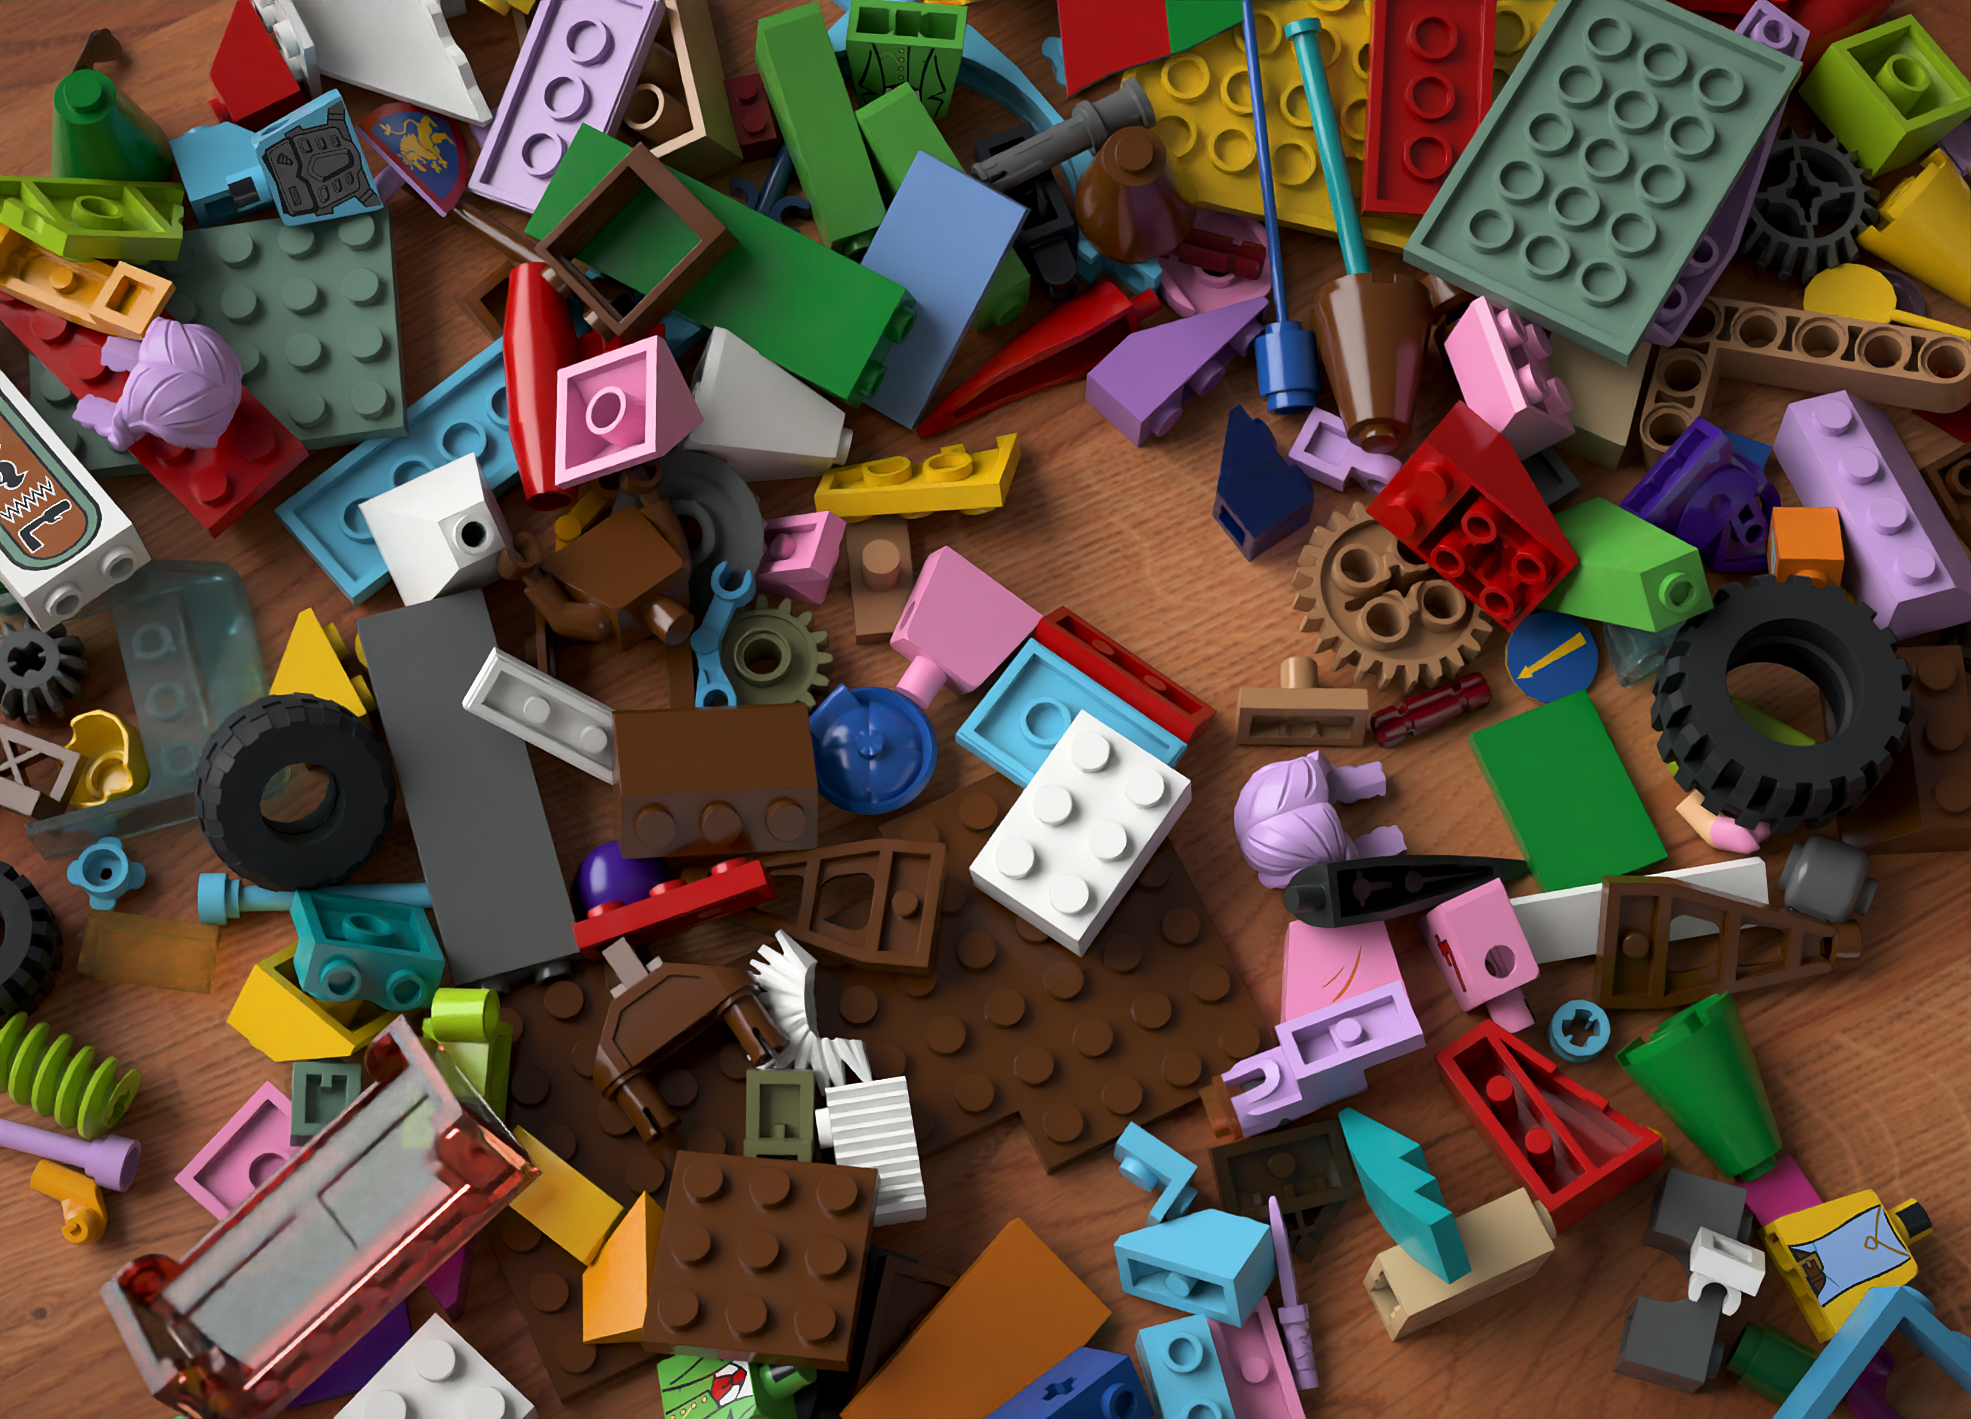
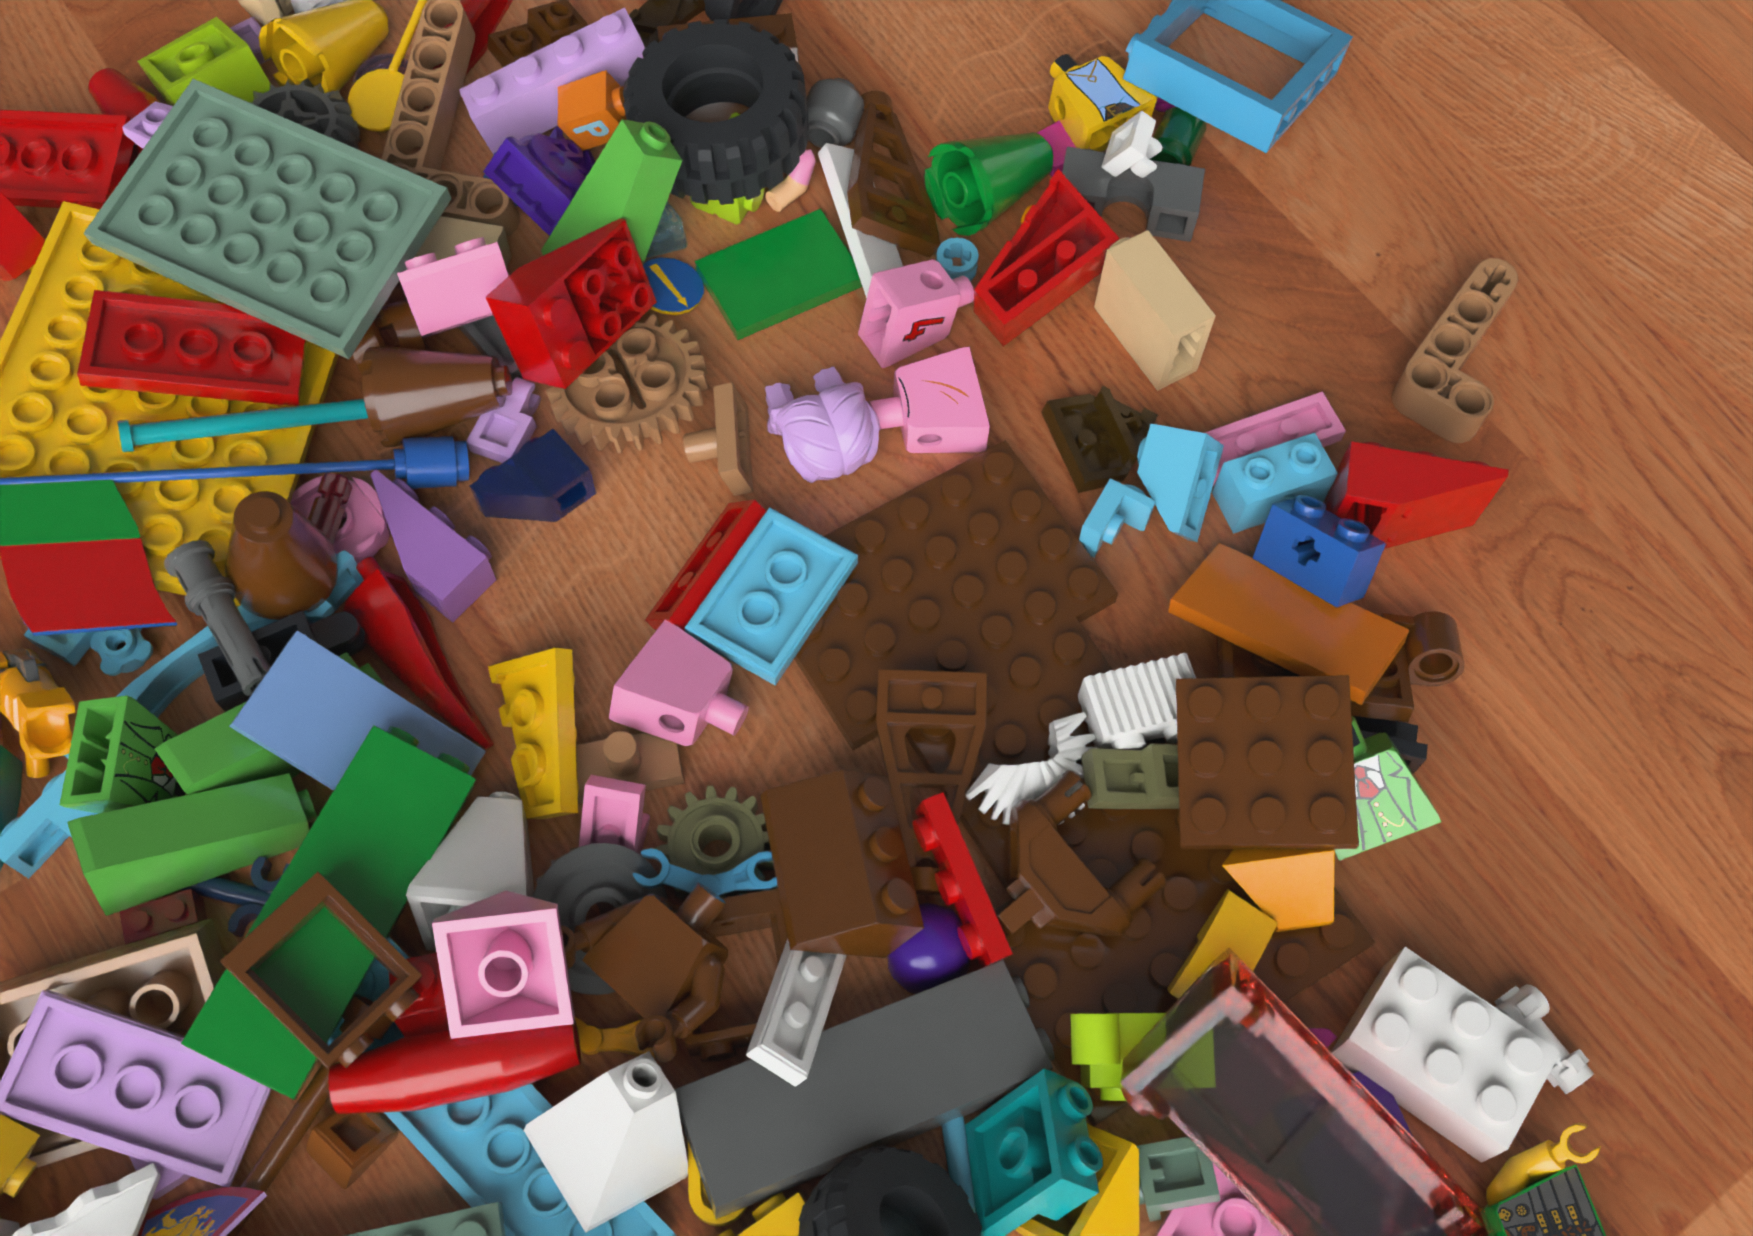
camera: 95 degrees left, 5 degrees down
(871, 749) = (786, 744): blue piece -> none
(1081, 833) = (859, 566): white brick -> none
(1293, 1314) = (1199, 421): lavender piece -> none
(1315, 1065) = (1019, 406): lavender plate -> none
(1388, 886) = (888, 374): pearl dark grey piece -> none
(1405, 1195) = (1114, 335): teal slope -> none
(1430, 709) = (716, 356): dark red axle -> none

